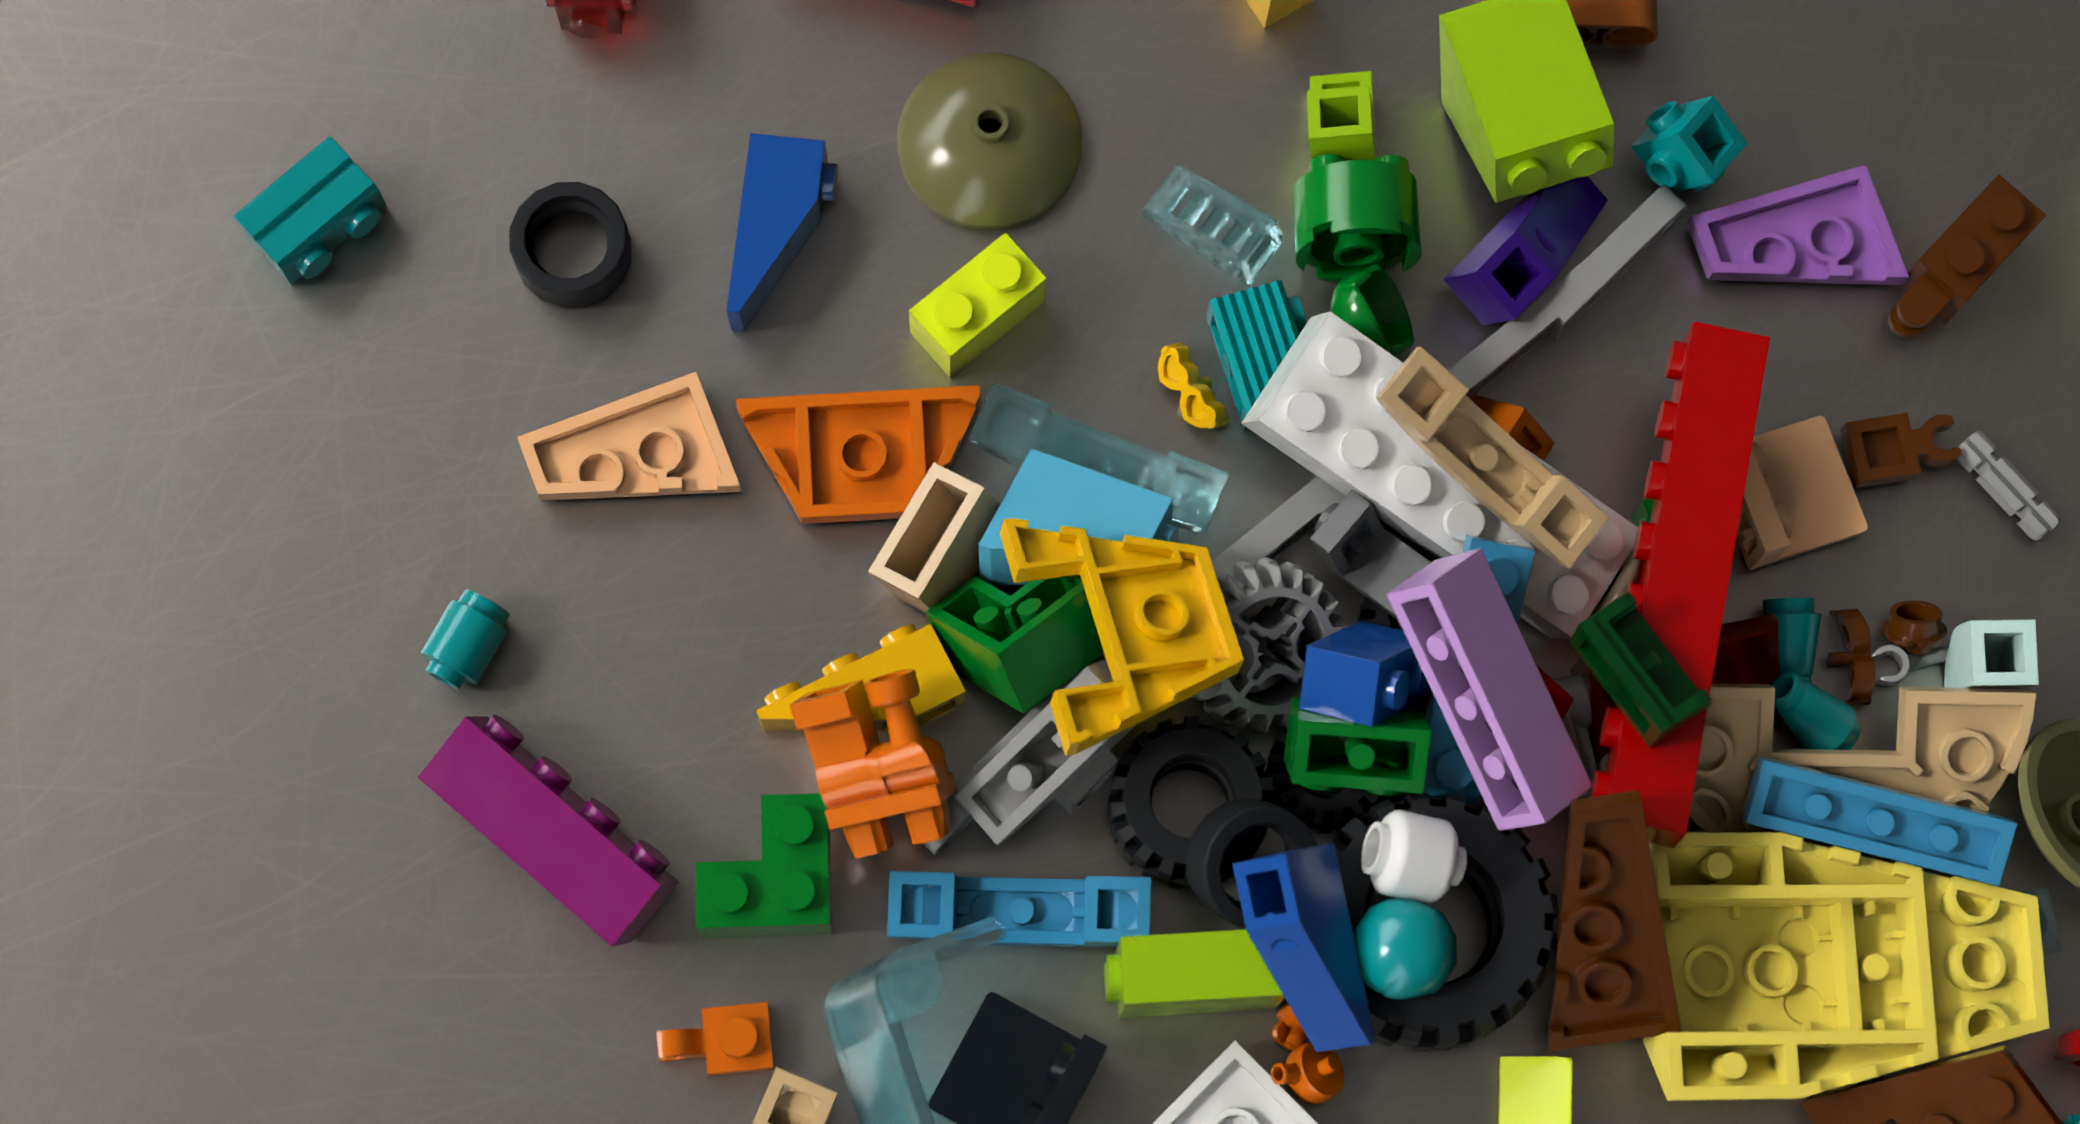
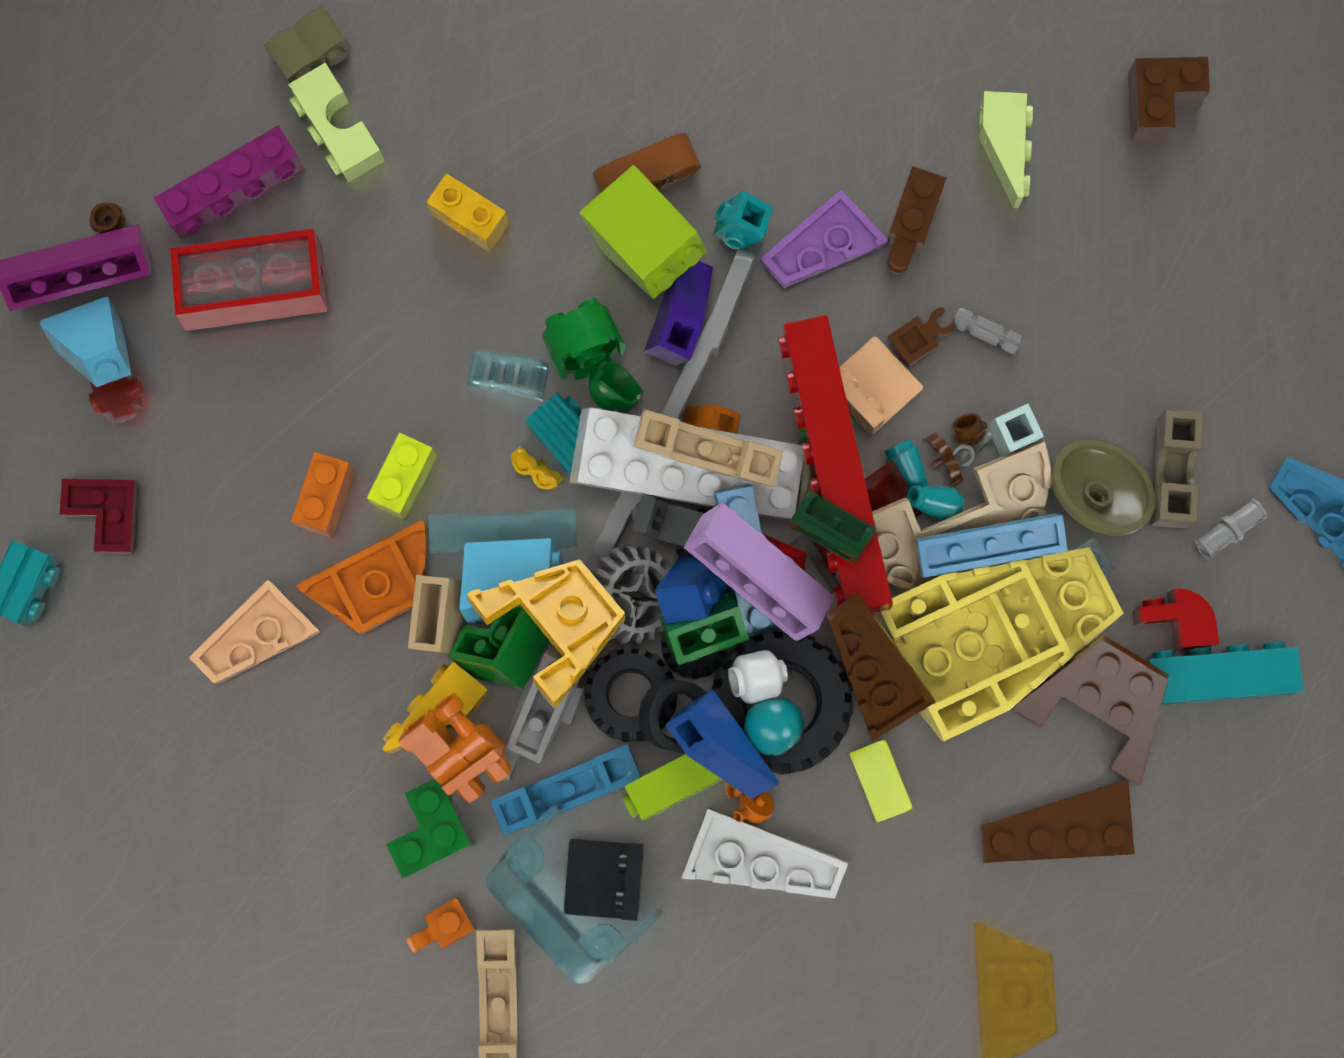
camera: 15 degrees left, 5 degrees up
(465, 640) = (210, 778): teal brick -> none
(504, 151) = (112, 505): none -> dark red plate
(549, 828) = (301, 859): magenta brick -> none
(554, 201) = (149, 520): black tyre -> none
(777, 216) = (273, 474): blue slope -> none
(841, 280) = (323, 495): none -> orange brick
(983, 176) = (382, 400): olive dish -> none
(1342, 116) = (552, 287): lime brick -> none

